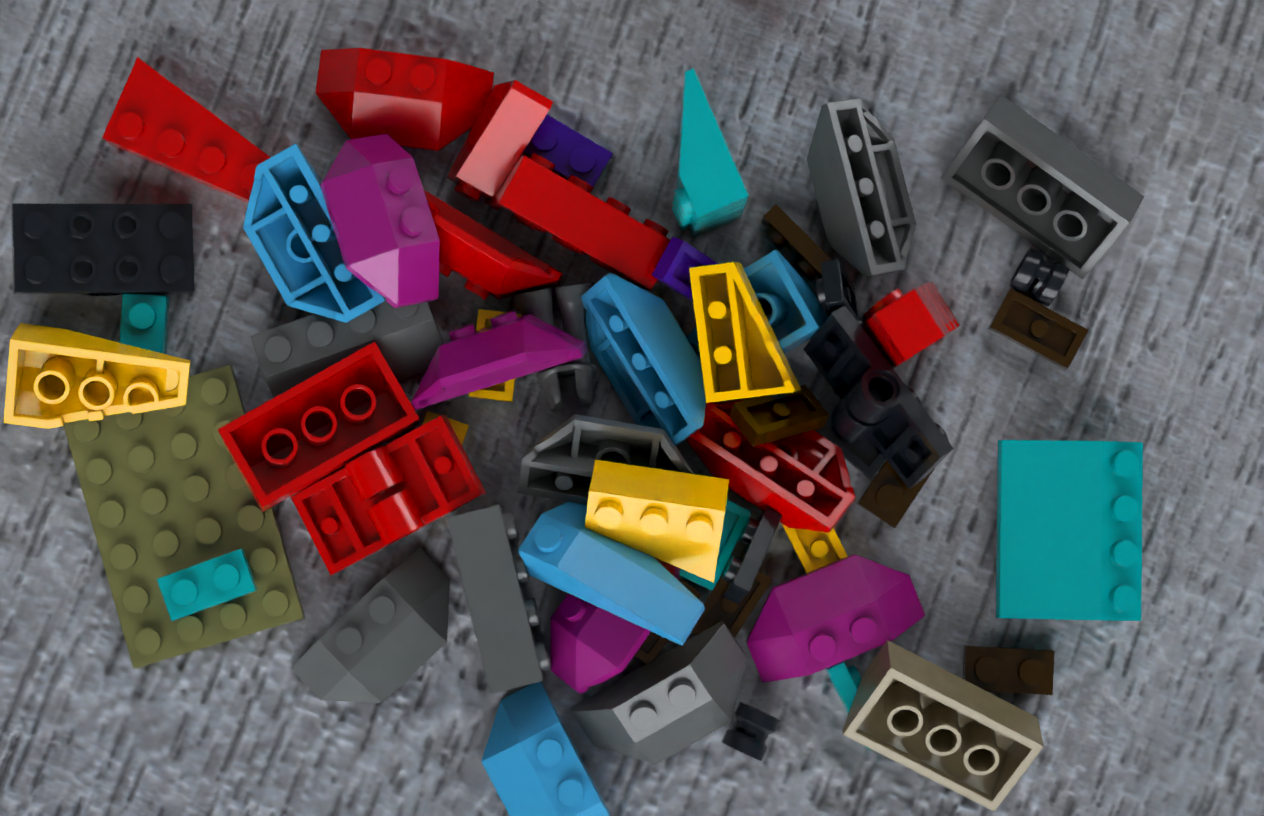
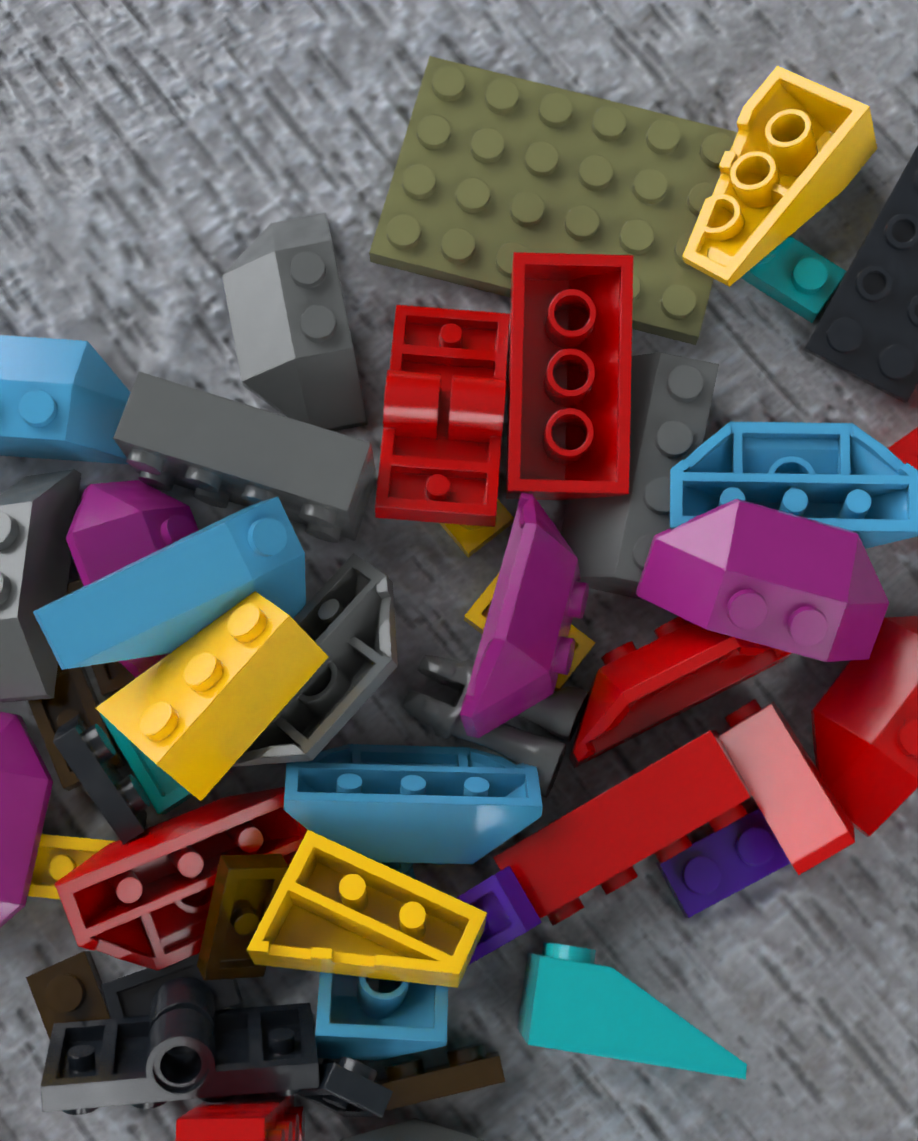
camera: 125 degrees right, 10 degrees down
(207, 584) = (468, 169): teal plate -> none

